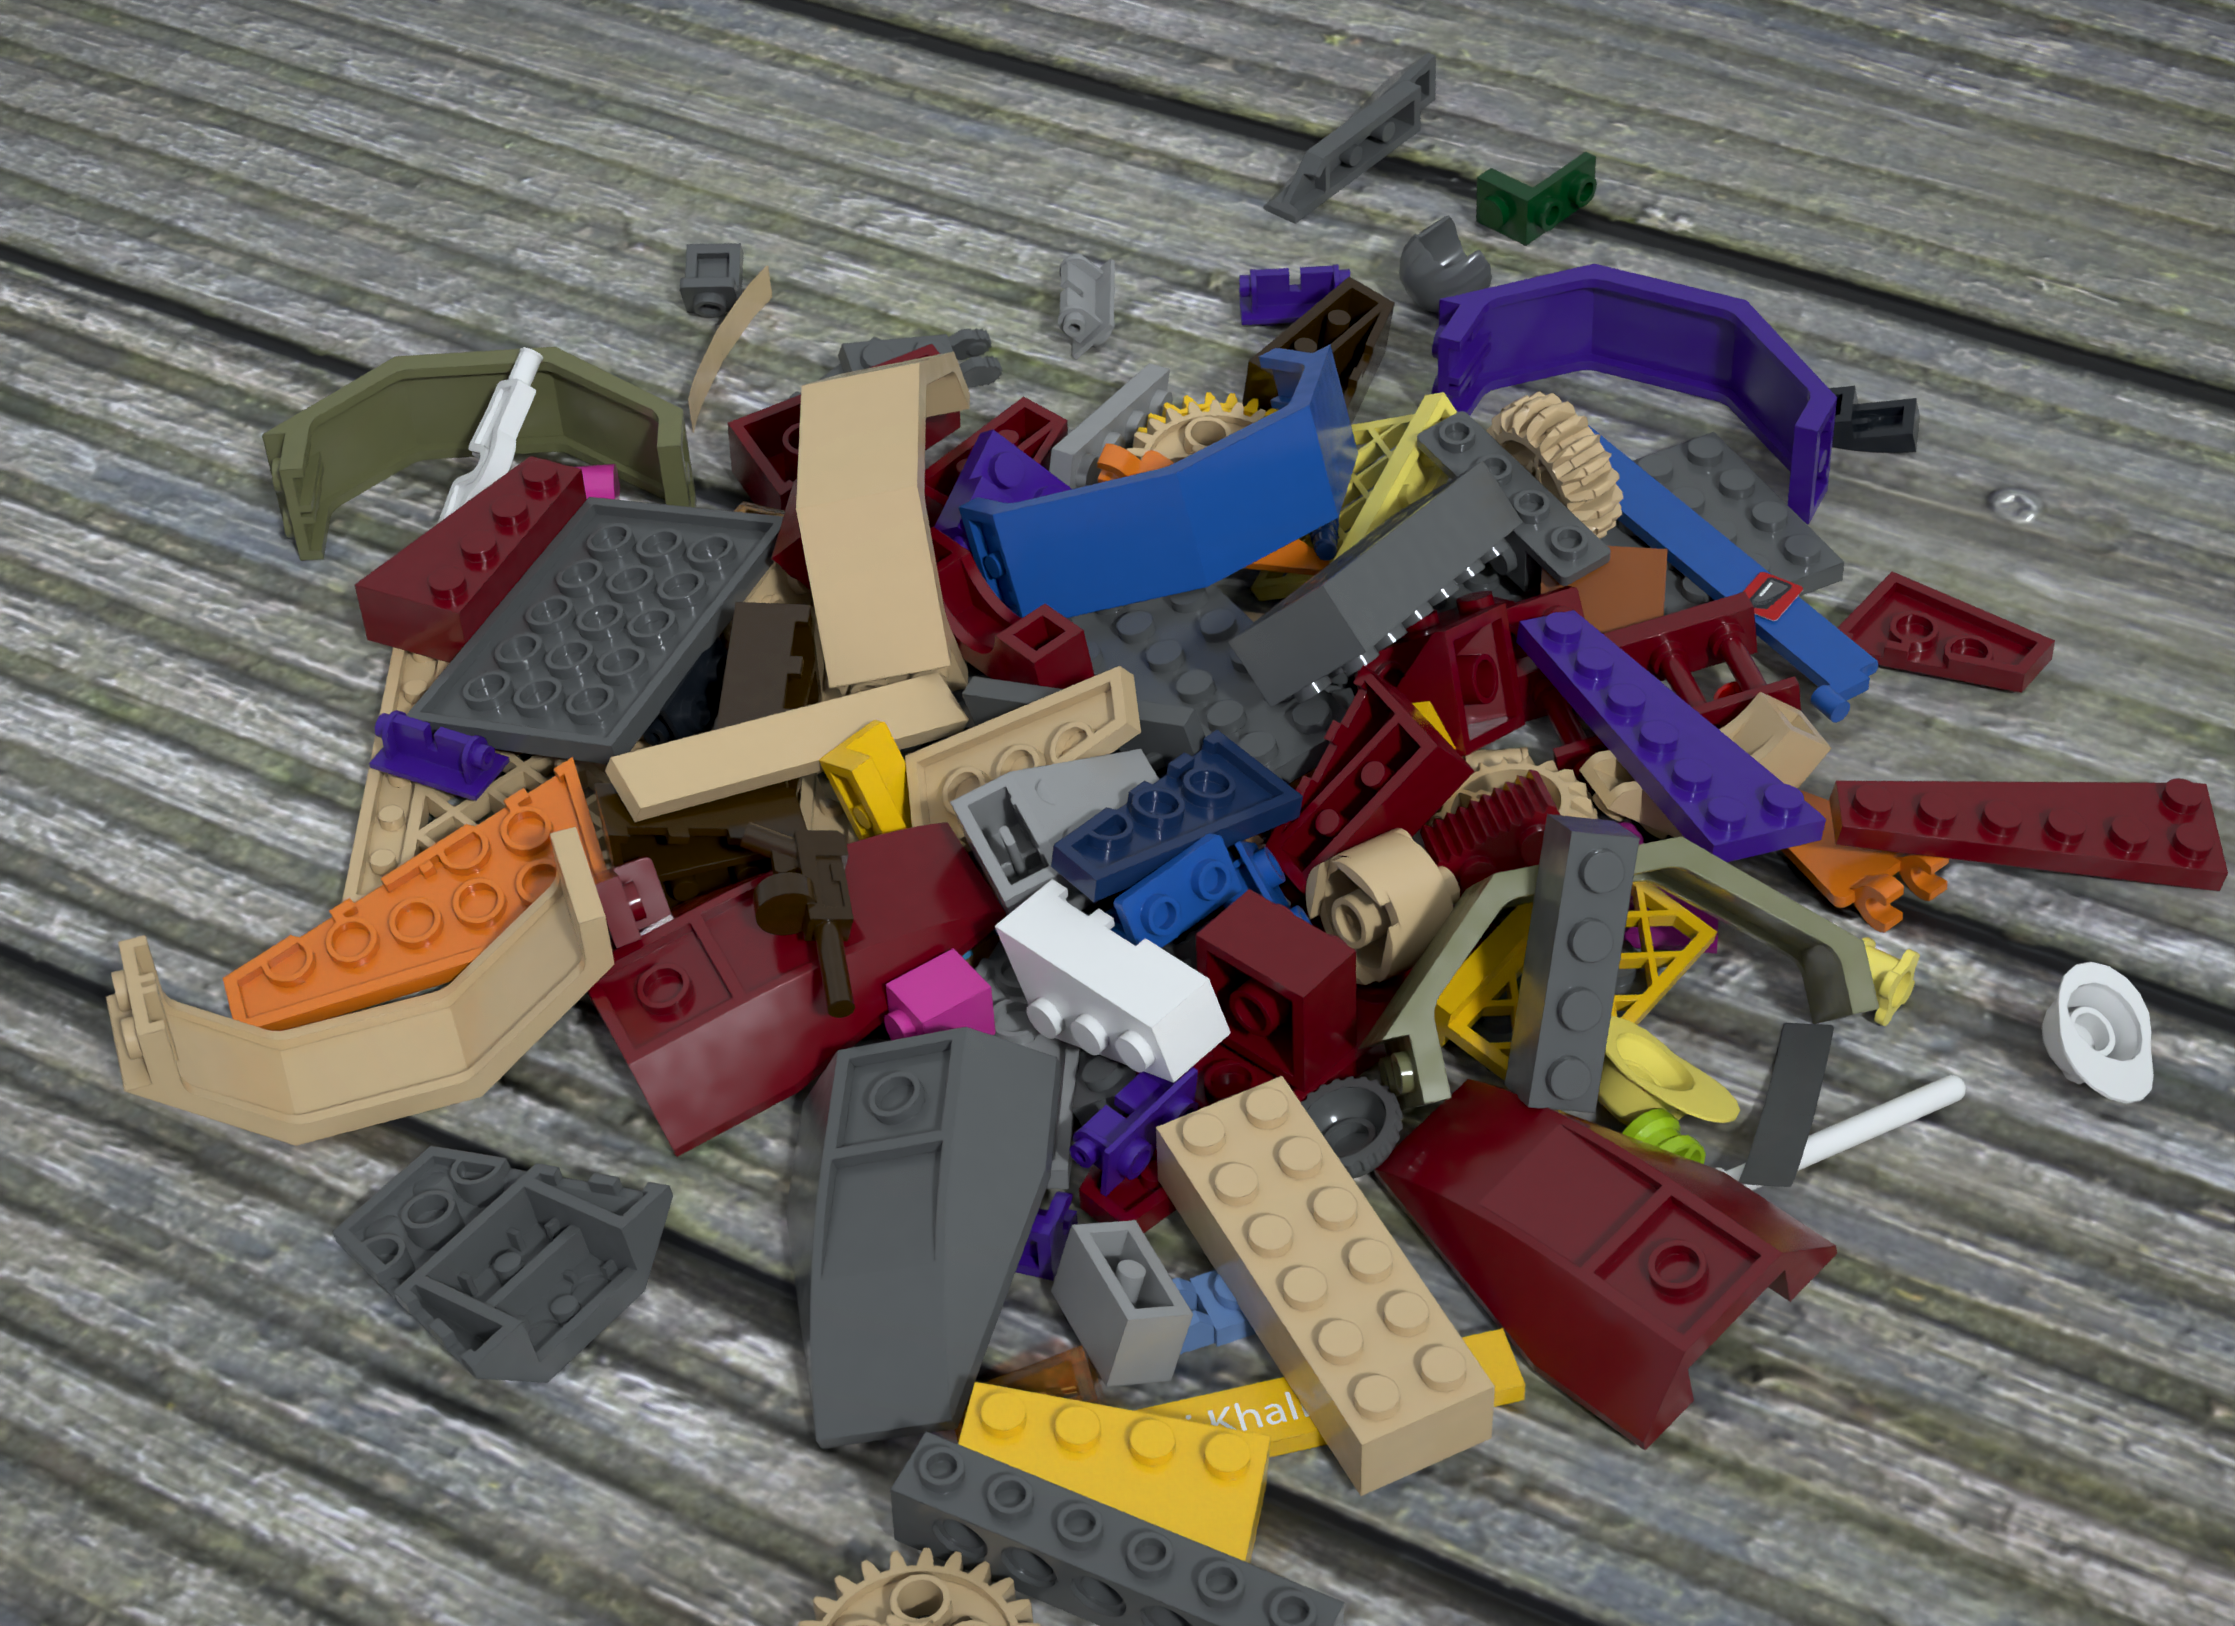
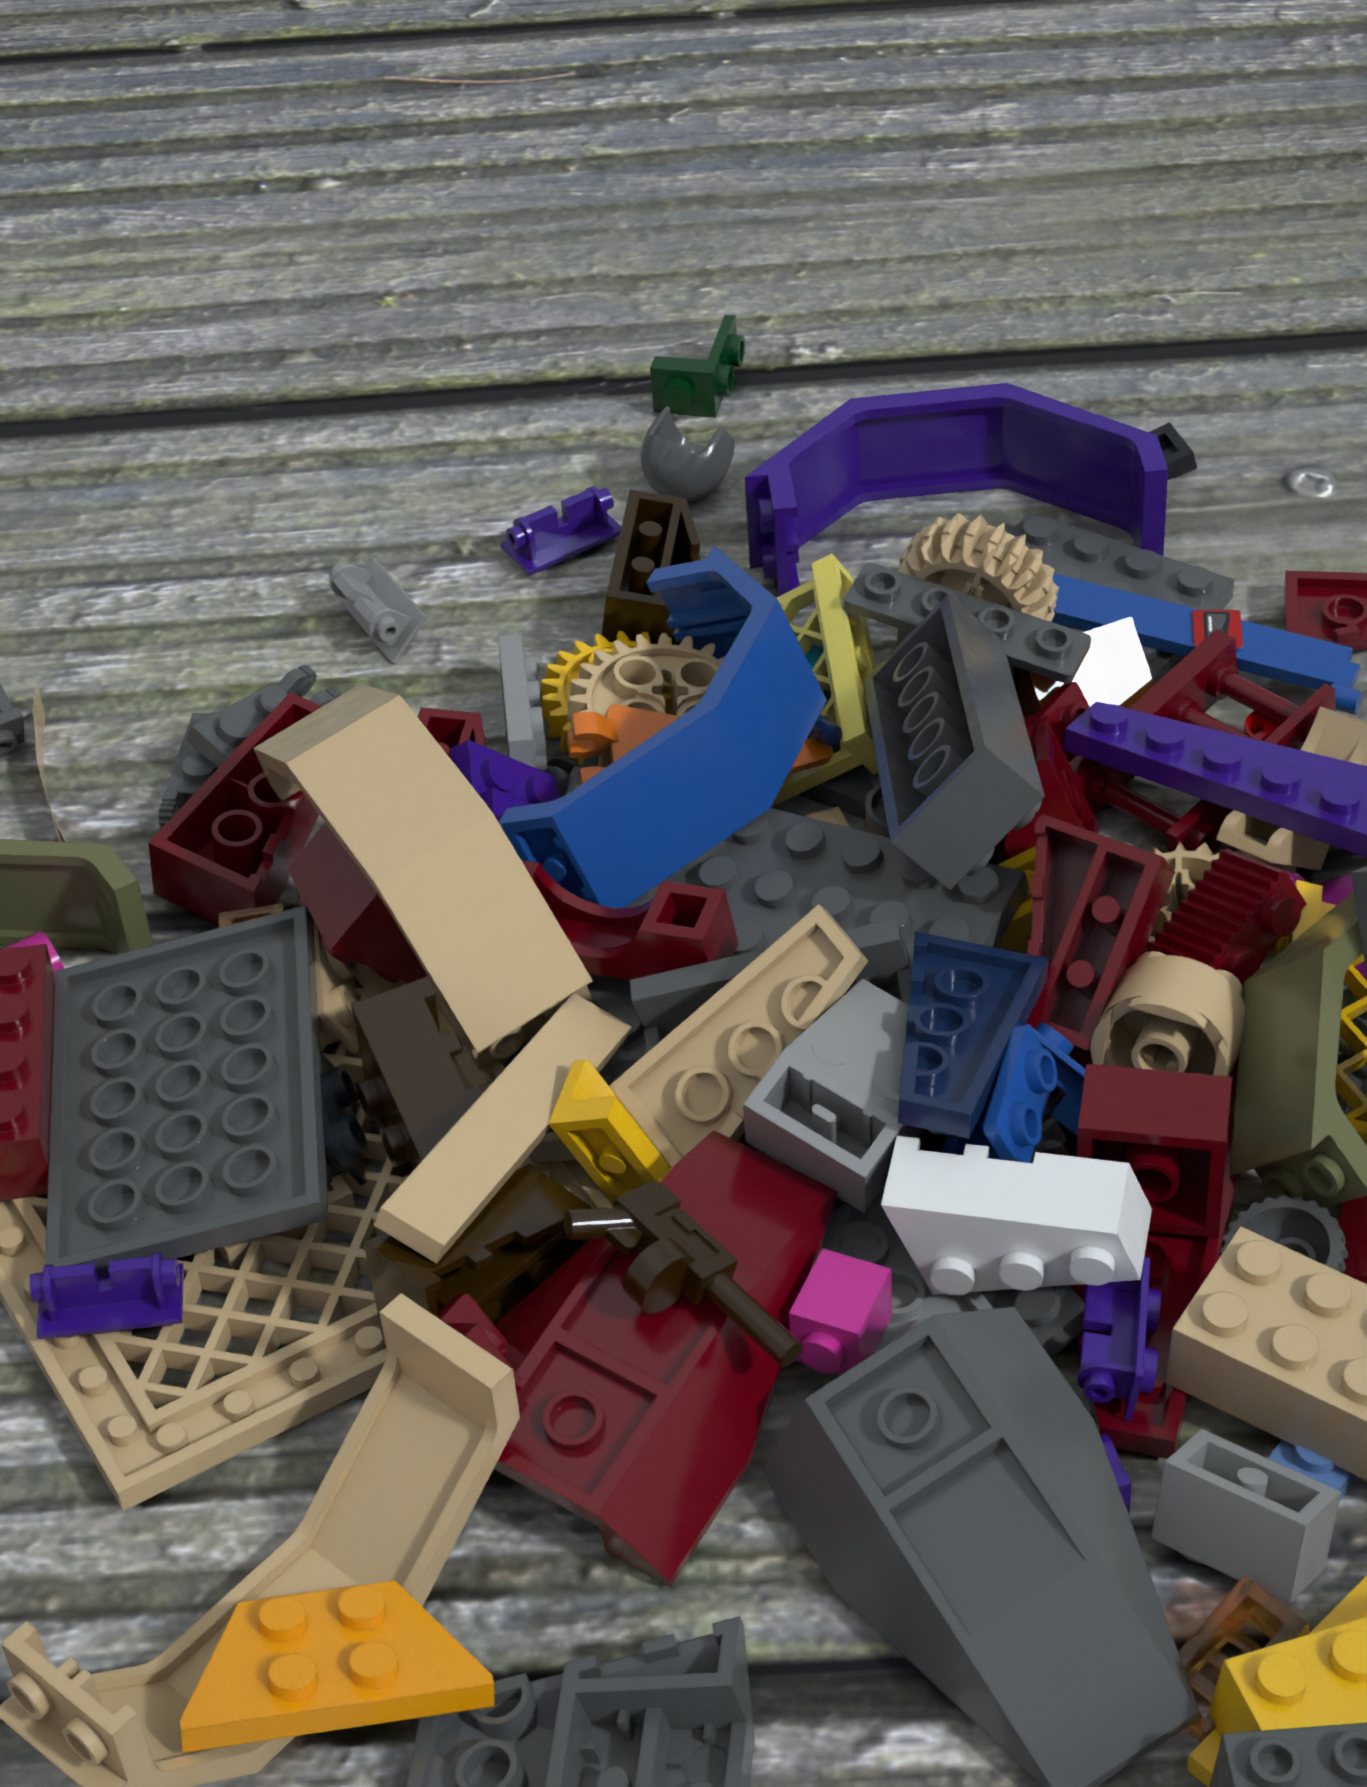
camera: 30 degrees left, 0 degrees up
(369, 1084) = (329, 1667): none -> light orange wing
(423, 919) = (234, 1461): orange wing -> none
(1362, 141) = (492, 376): dark grey wedge -> none

